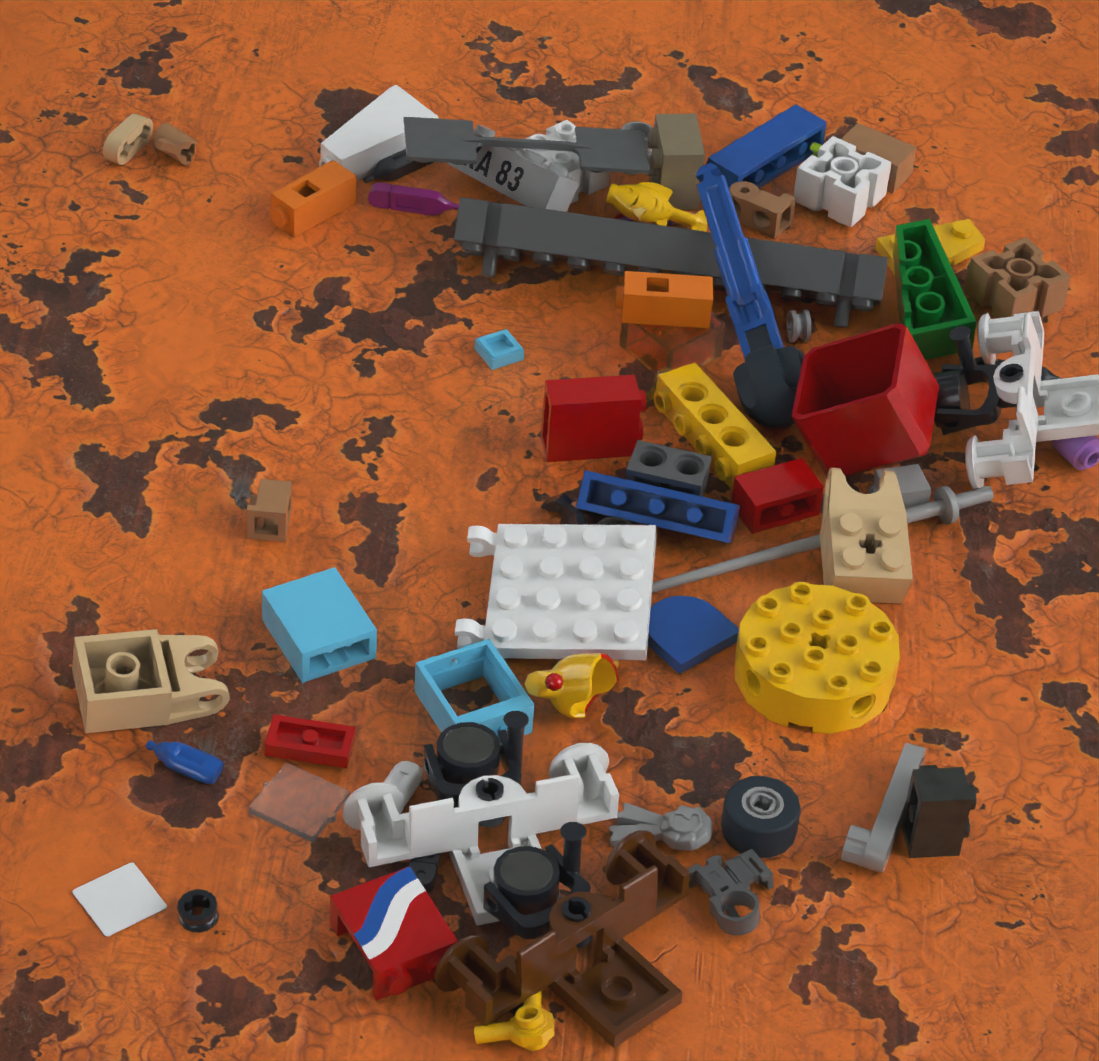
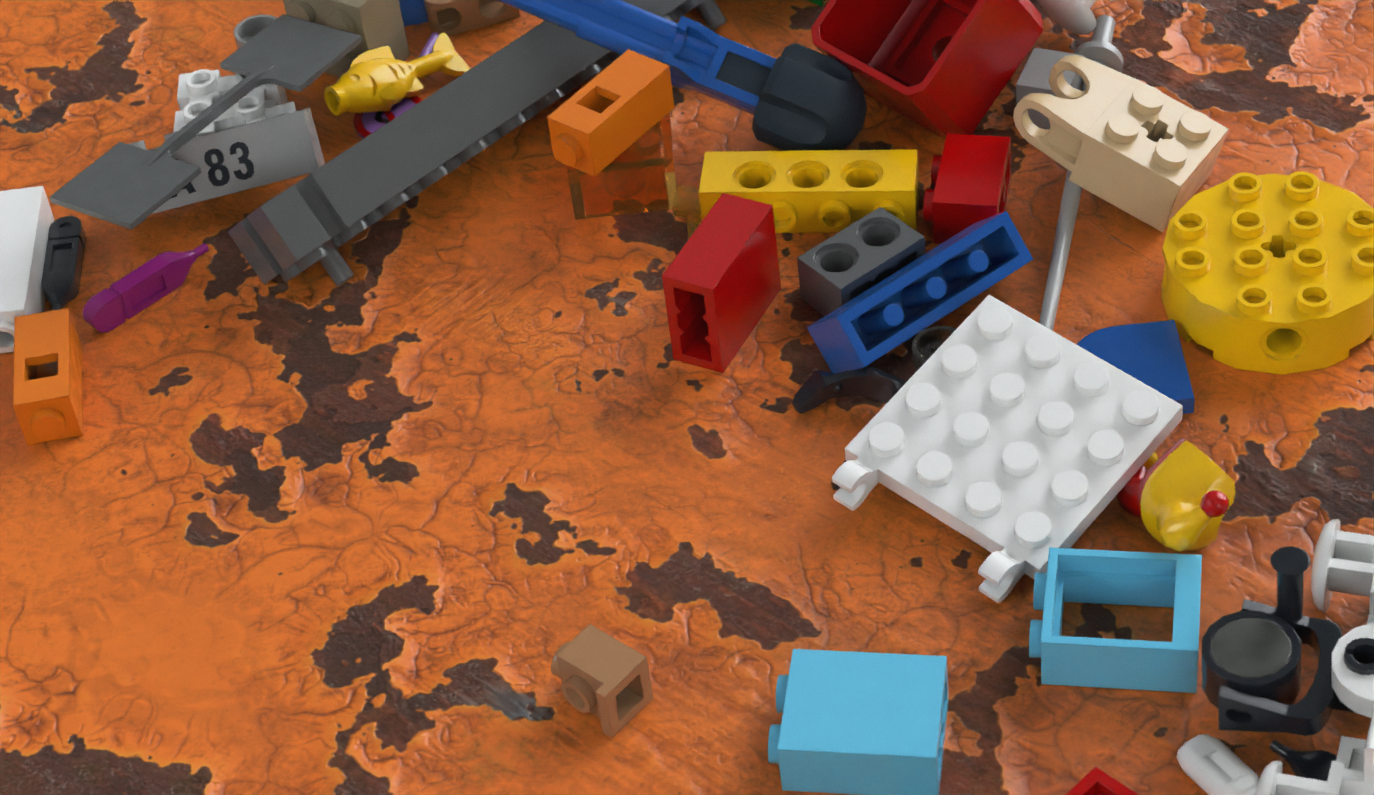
camera: 45 degrees left, 0 degrees up
(499, 349) = (488, 326): medium azure tile -> none

